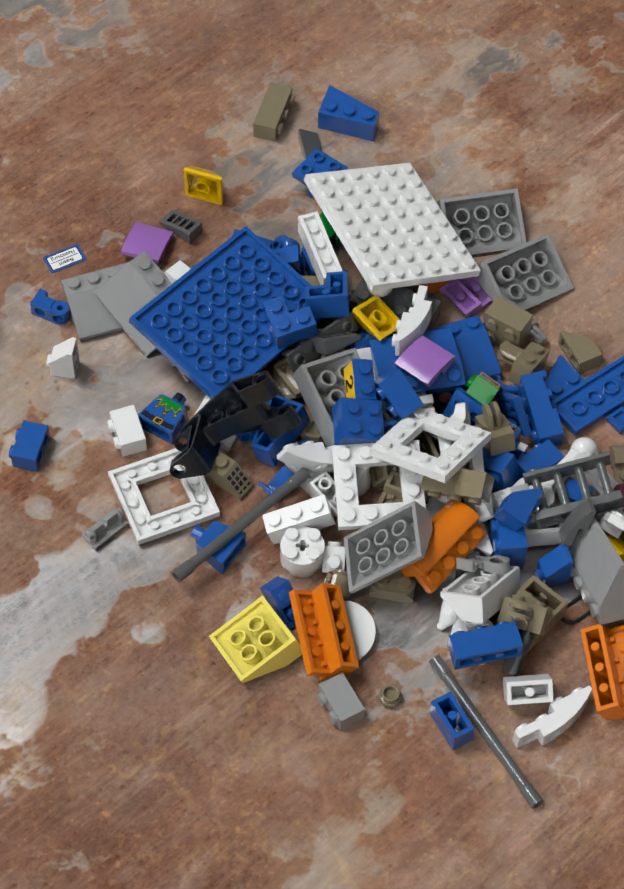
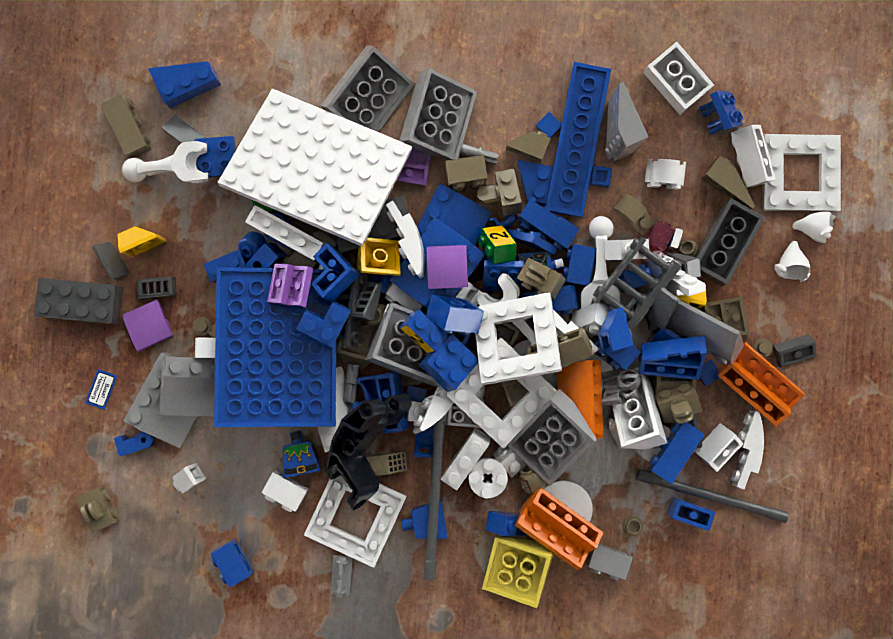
camera: 40 degrees left, 30 degrees up
(115, 187) = (78, 301): none -> dark grey brick
(167, 183) = (111, 260): none -> dark grey slope
(286, 151) = (182, 163): none -> white piece
(288, 278) = (290, 285): none -> medium lavender slope
(552, 572) = (674, 358): none -> blue wedge
(572, 632) = (709, 373): none -> blue tile
(611, 352) = (548, 125): none -> blue tile

